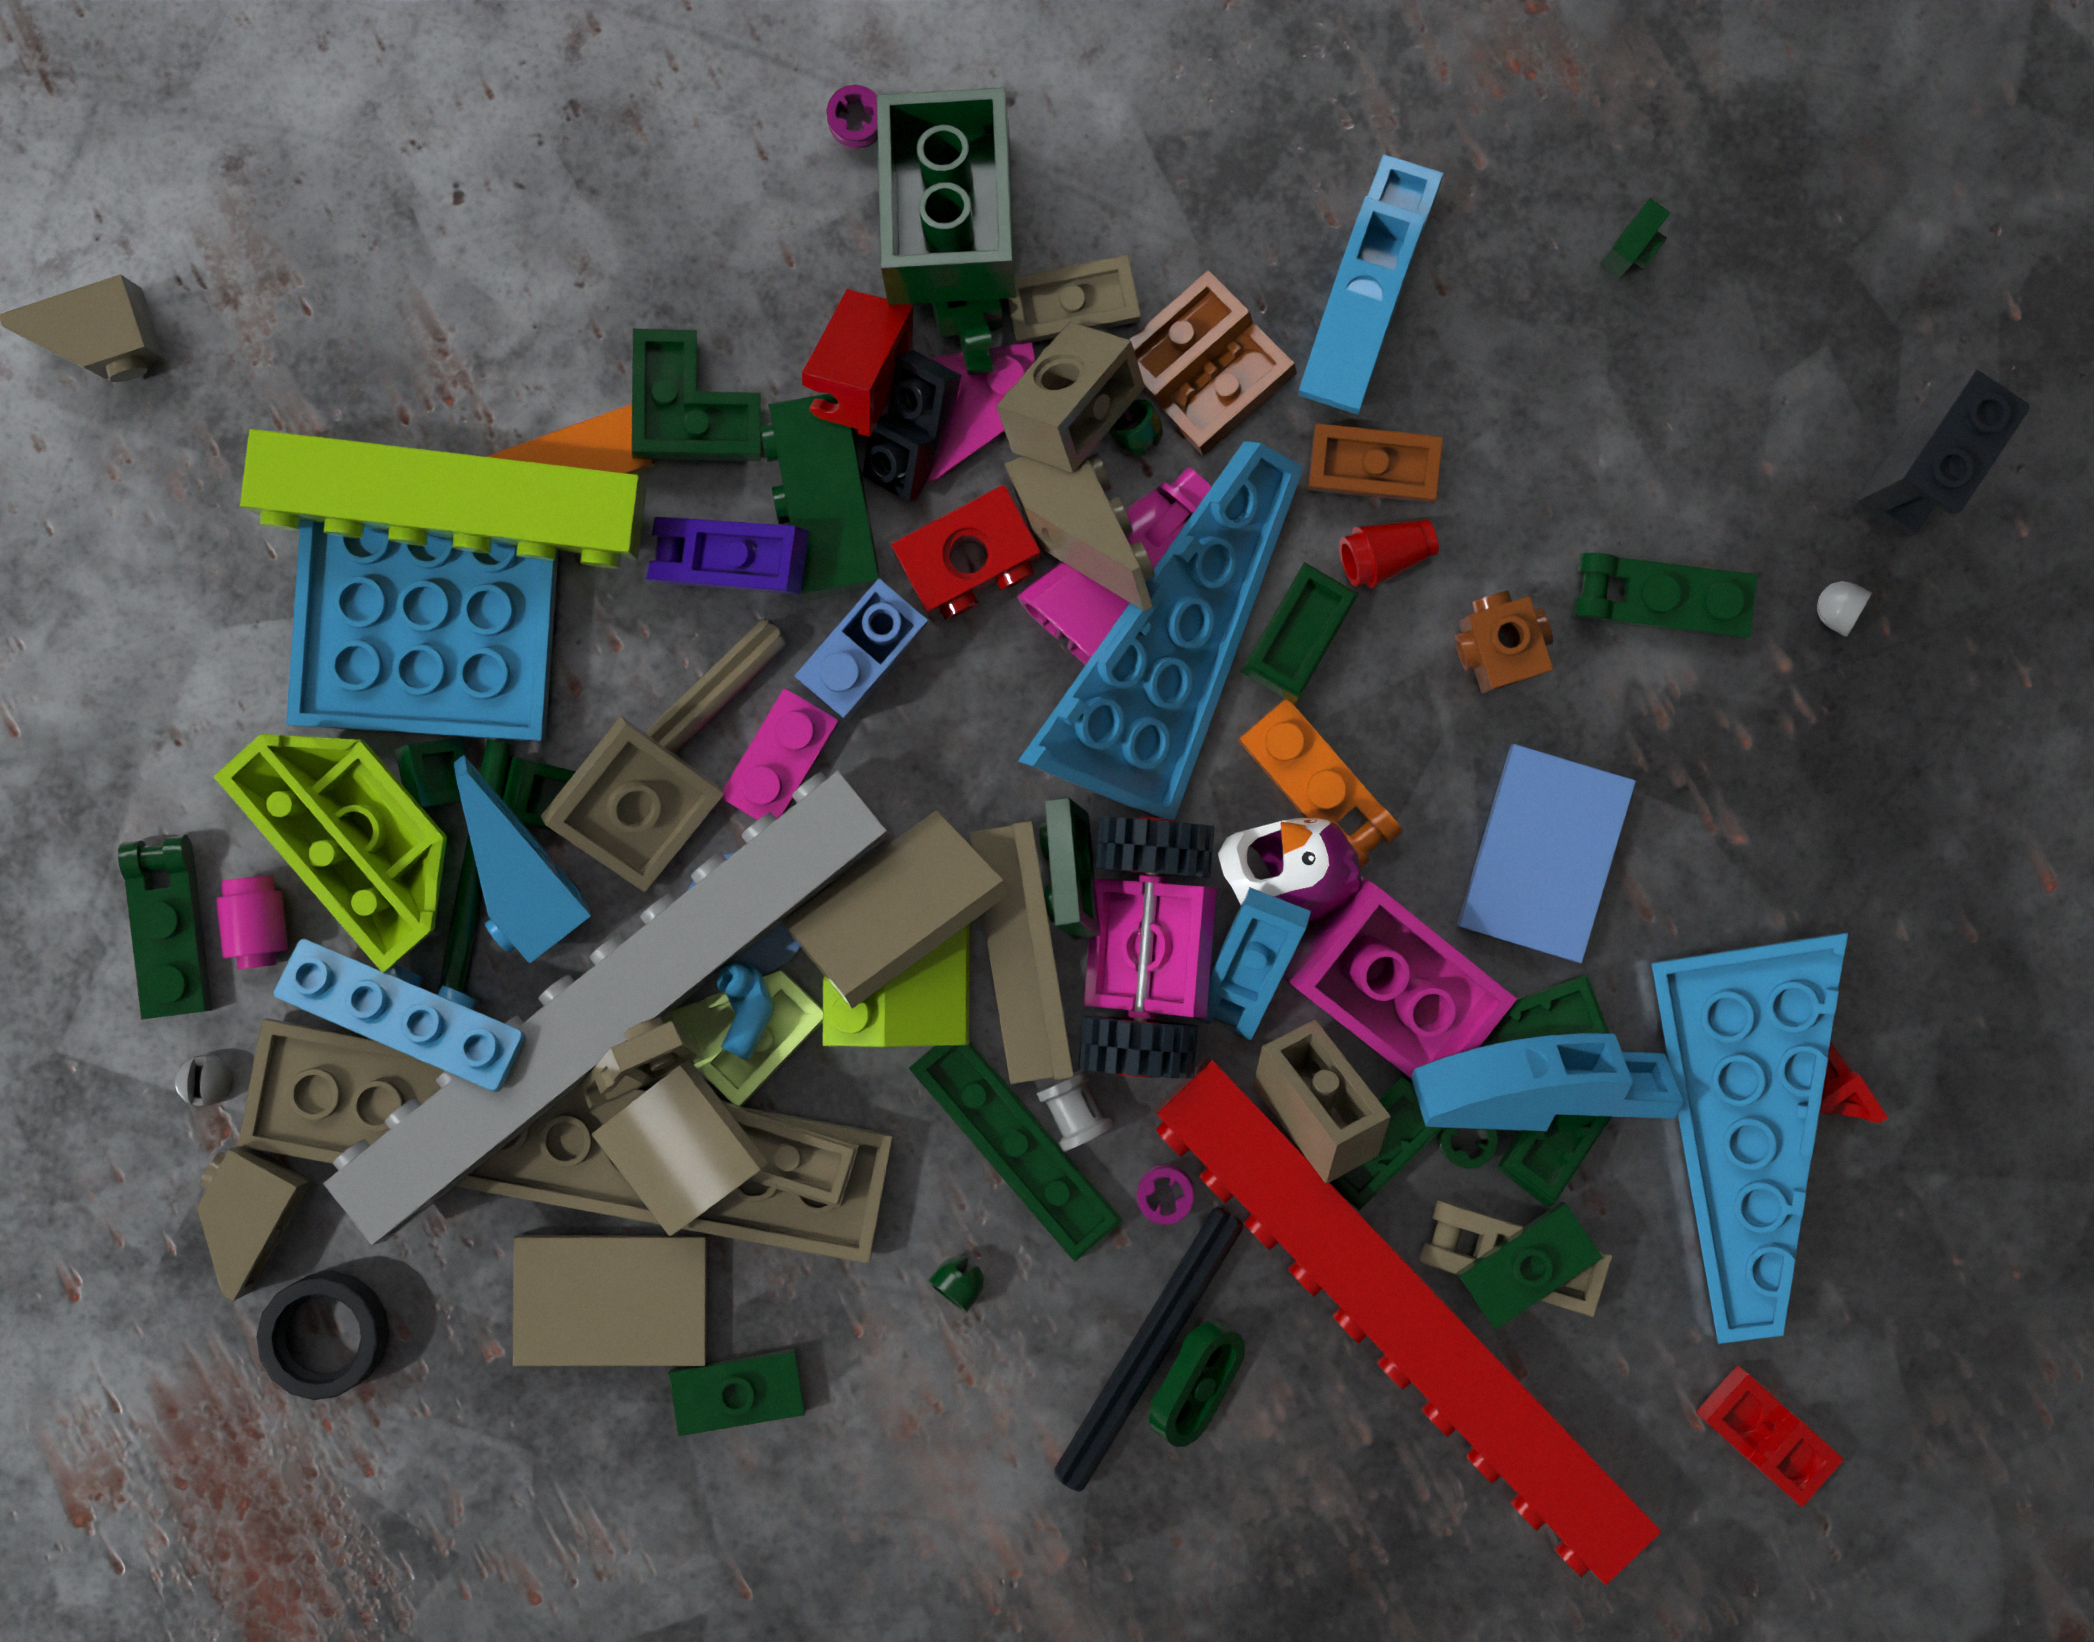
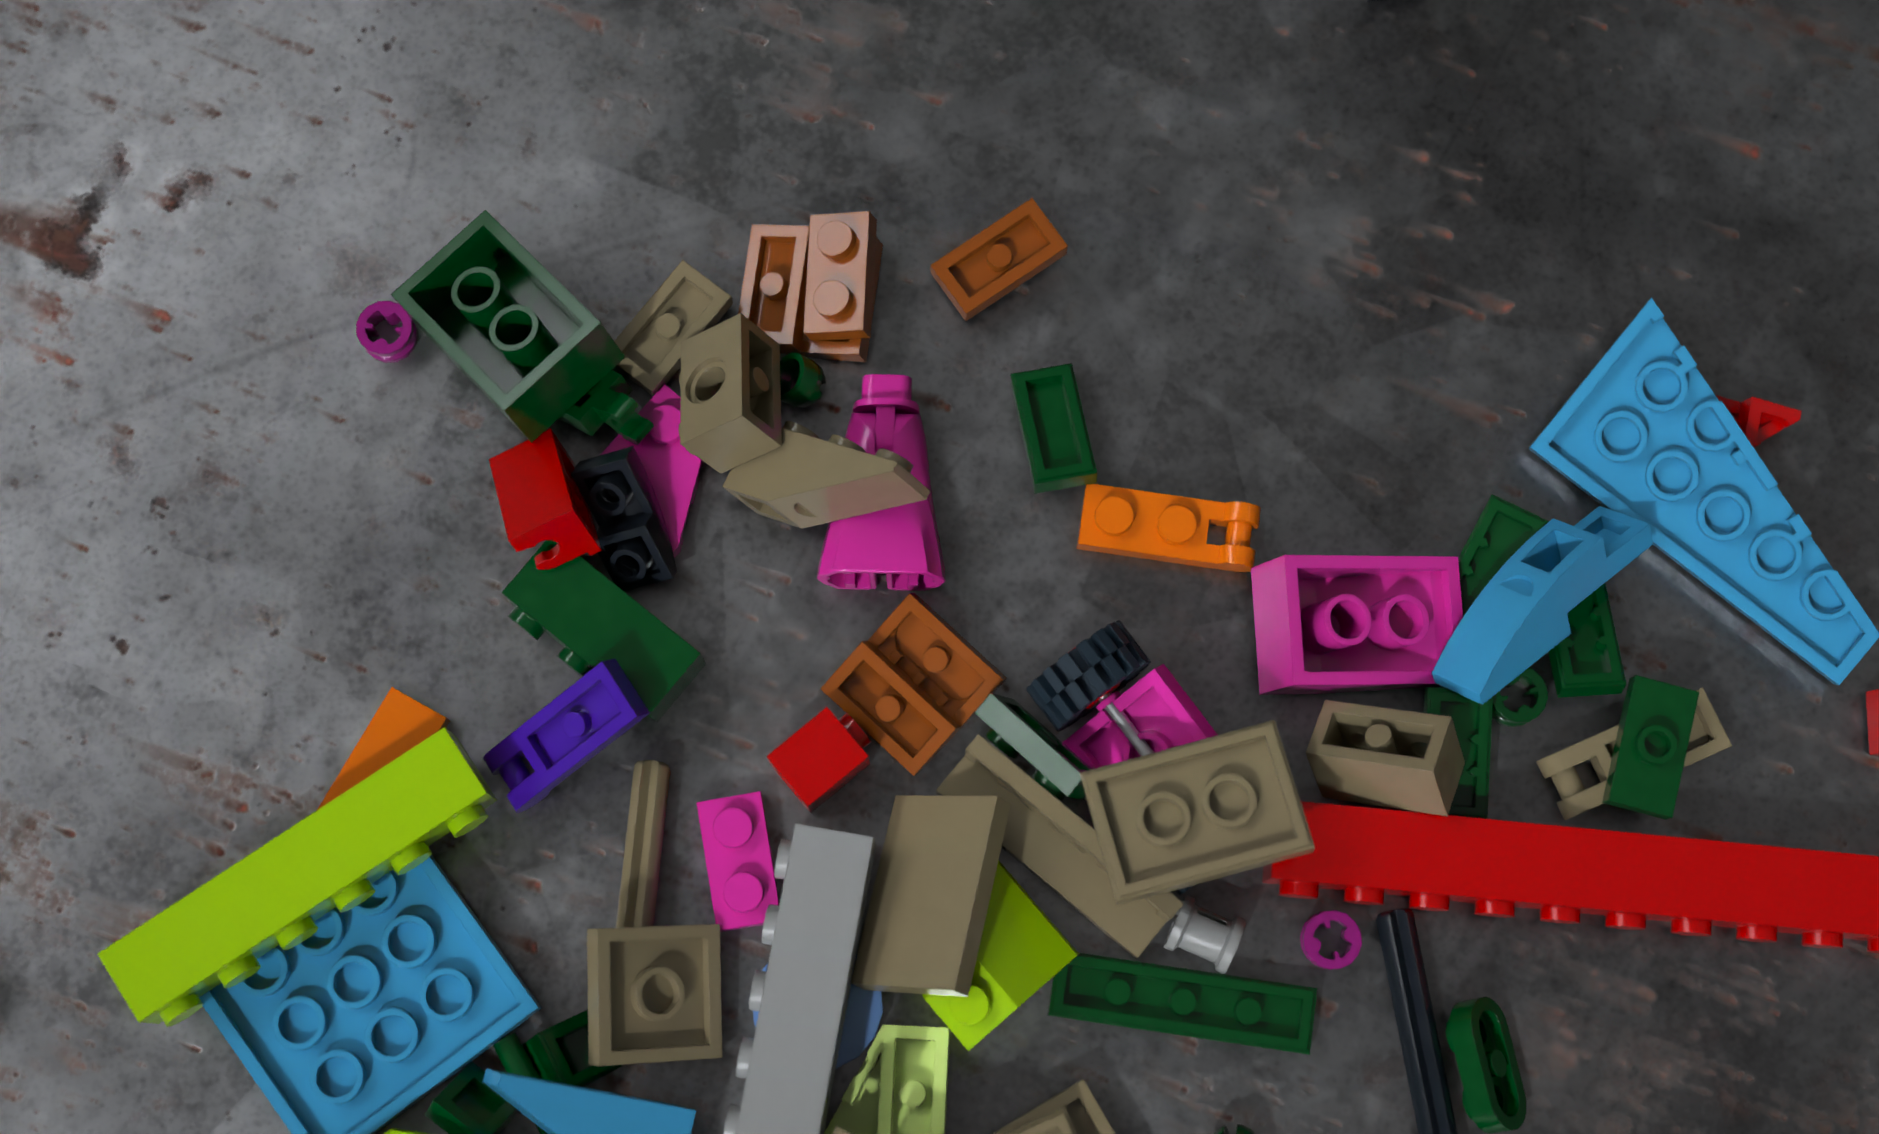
camera: 40 degrees left, 10 degrees down
(676, 419) = (442, 666): dark green plate -> none
(751, 1005) = (883, 1070): dark azure arm -> none
(862, 650) = (733, 720): medium blue slope -> none
(903, 734) = (821, 757): none -> red brick
(987, 520) = (748, 542): red brick -> none
(993, 728) = (913, 683): none -> dark orange slope
(1136, 1021) = (1196, 812): none -> dark tan tile
(1156, 678) = (978, 555): dark azure wing -> none
(1238, 372) = (840, 276): none -> plate
(1253, 961) = (1236, 676): dark azure plate -> none
(1307, 864) = (1216, 592): piece -> none
(1370, 284) = (883, 135): dark azure slope -> none
(1385, 550) = (1063, 315): red cone -> none
(1527, 636) = (1210, 304): dark orange brick -> none
(1546, 853) = (1379, 436): medium blue tile -> none
(1667, 596) = (1295, 178): dark green plate -> none
(1842, 605) = (1426, 79): light grey hinge -> none

